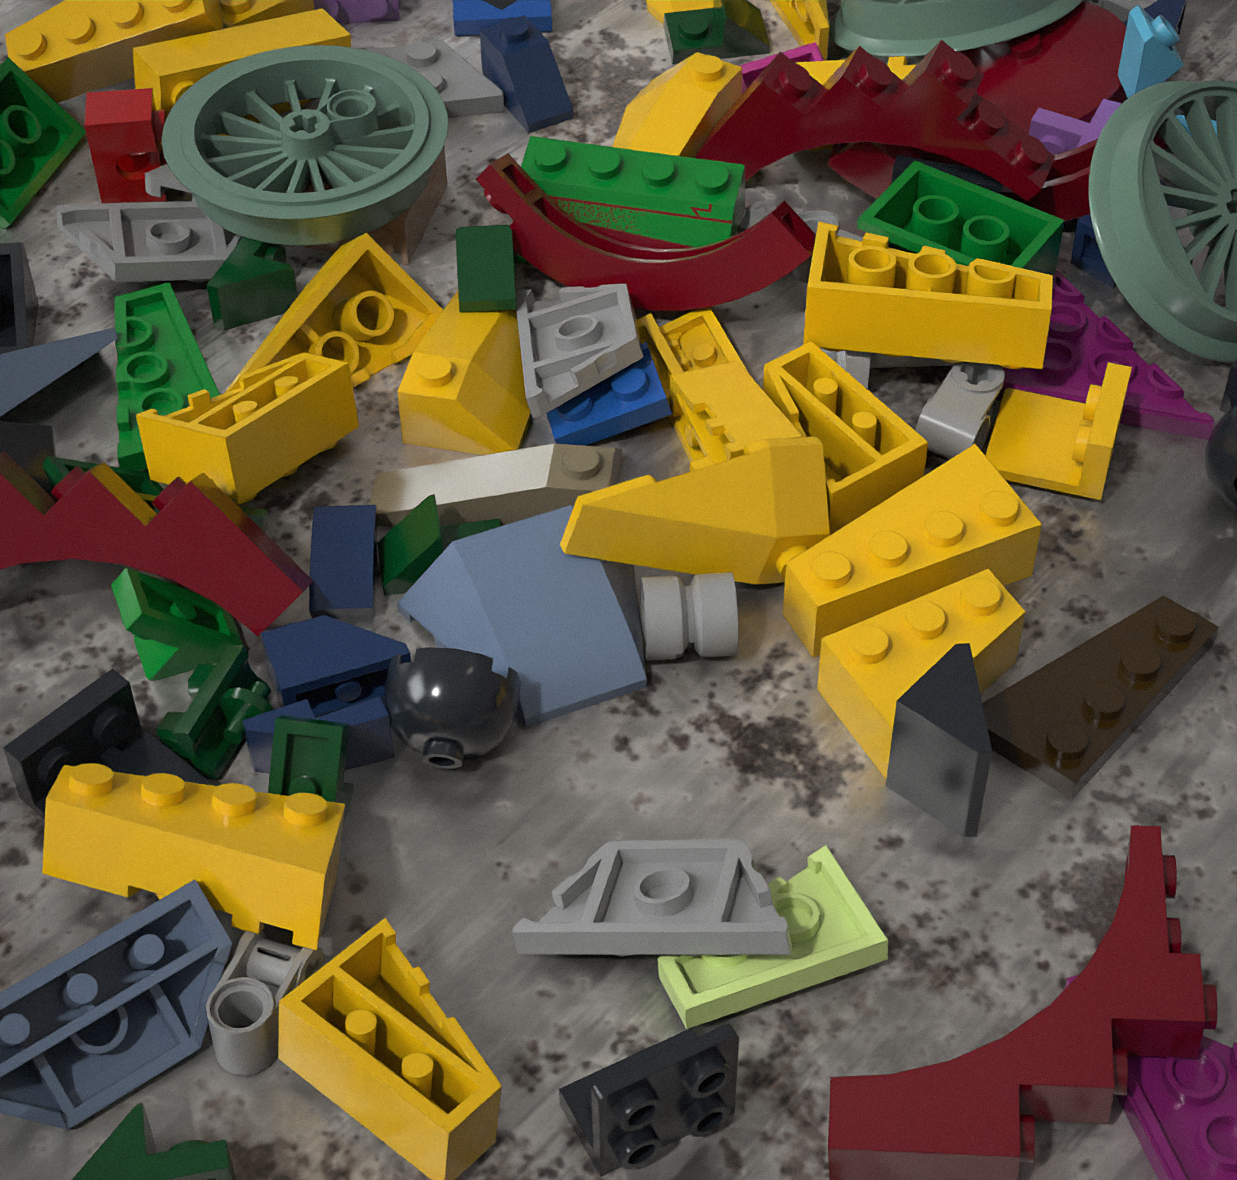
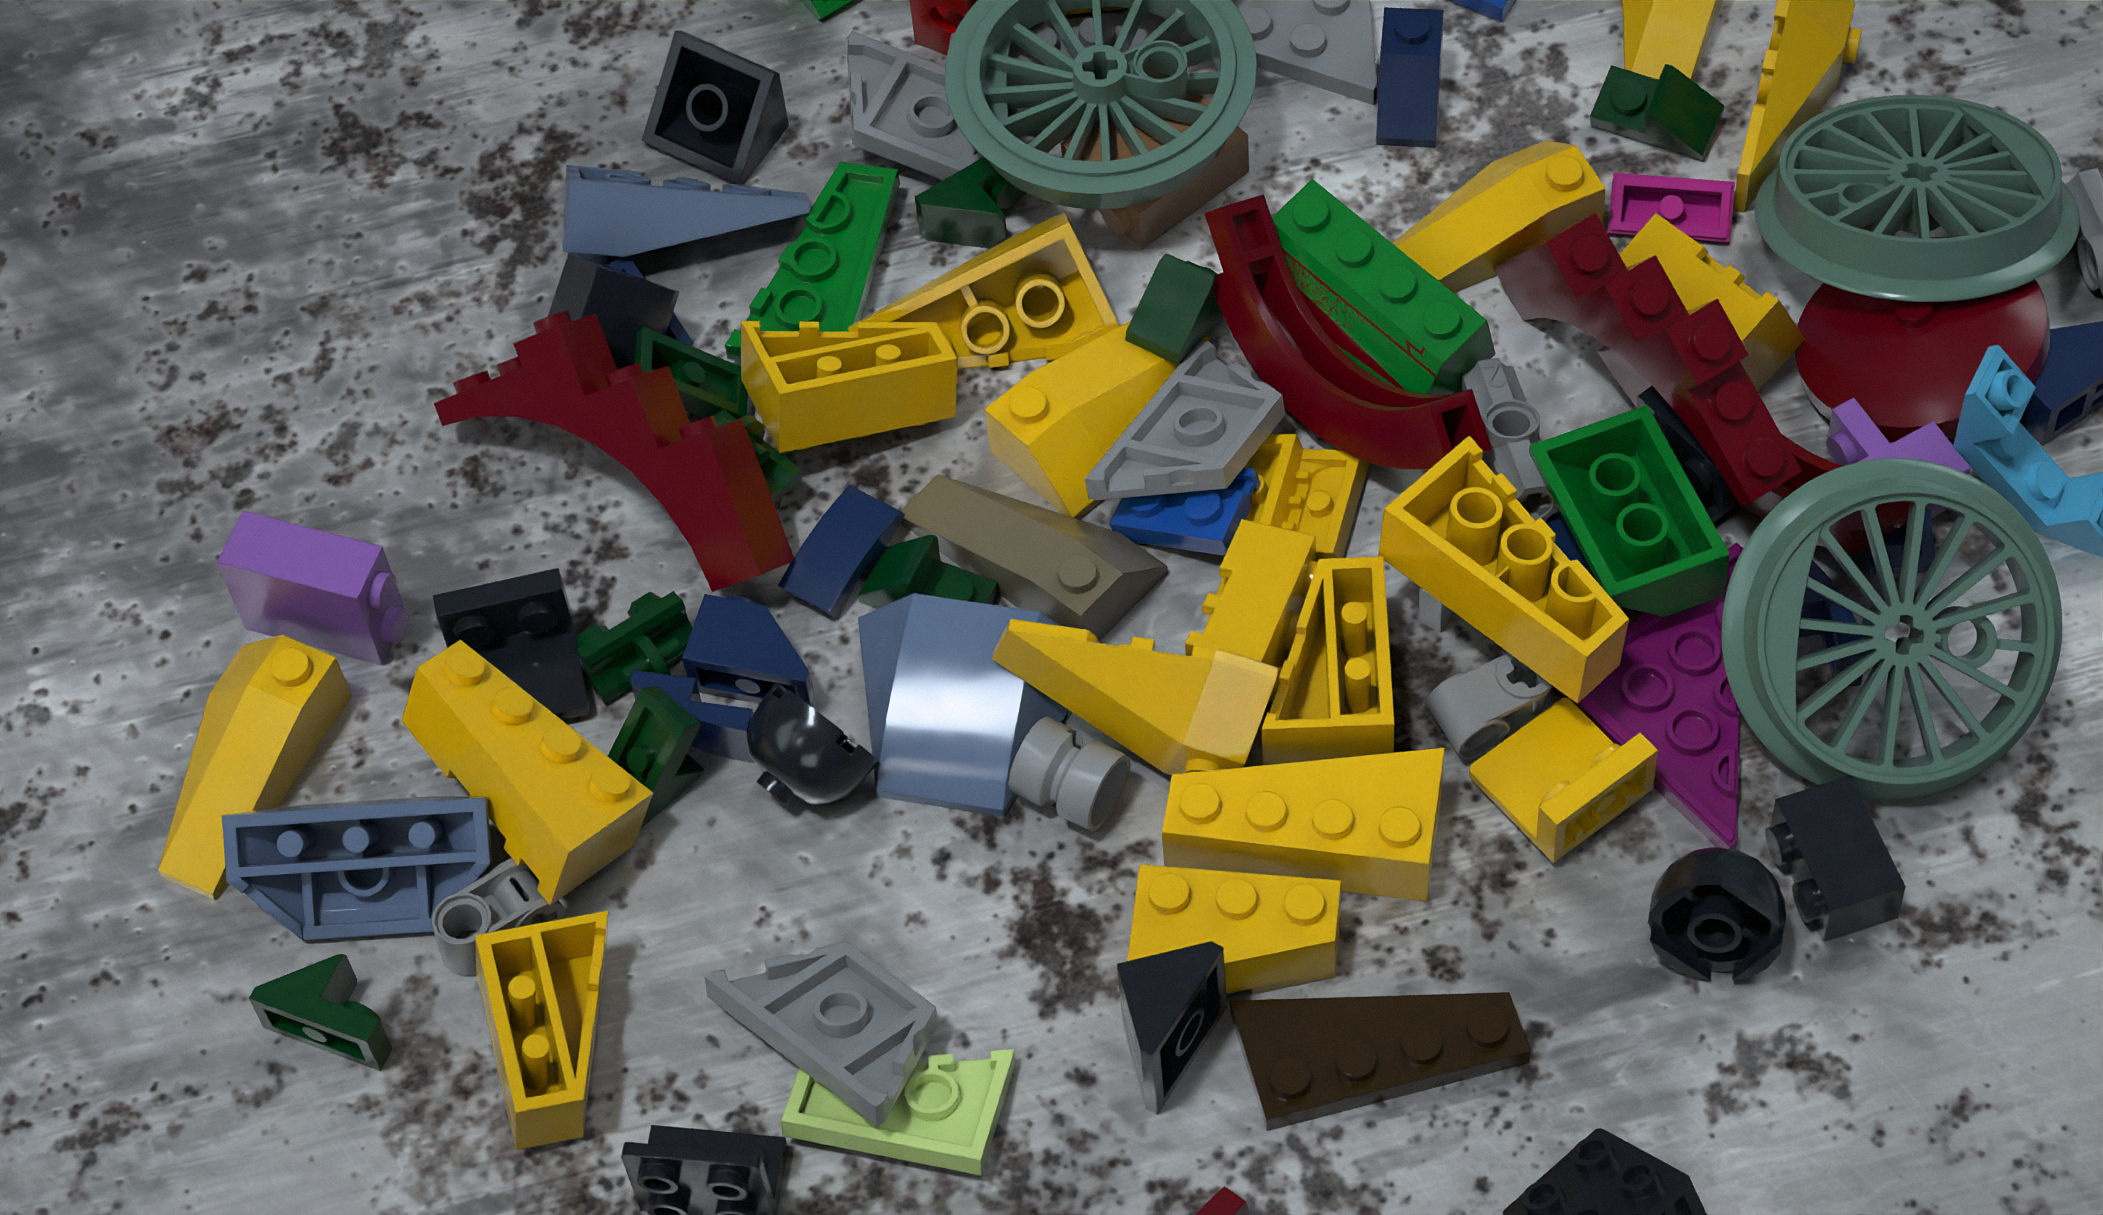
camera: 40 degrees right, 10 degrees up
(172, 624) = (650, 541): green slope -> none

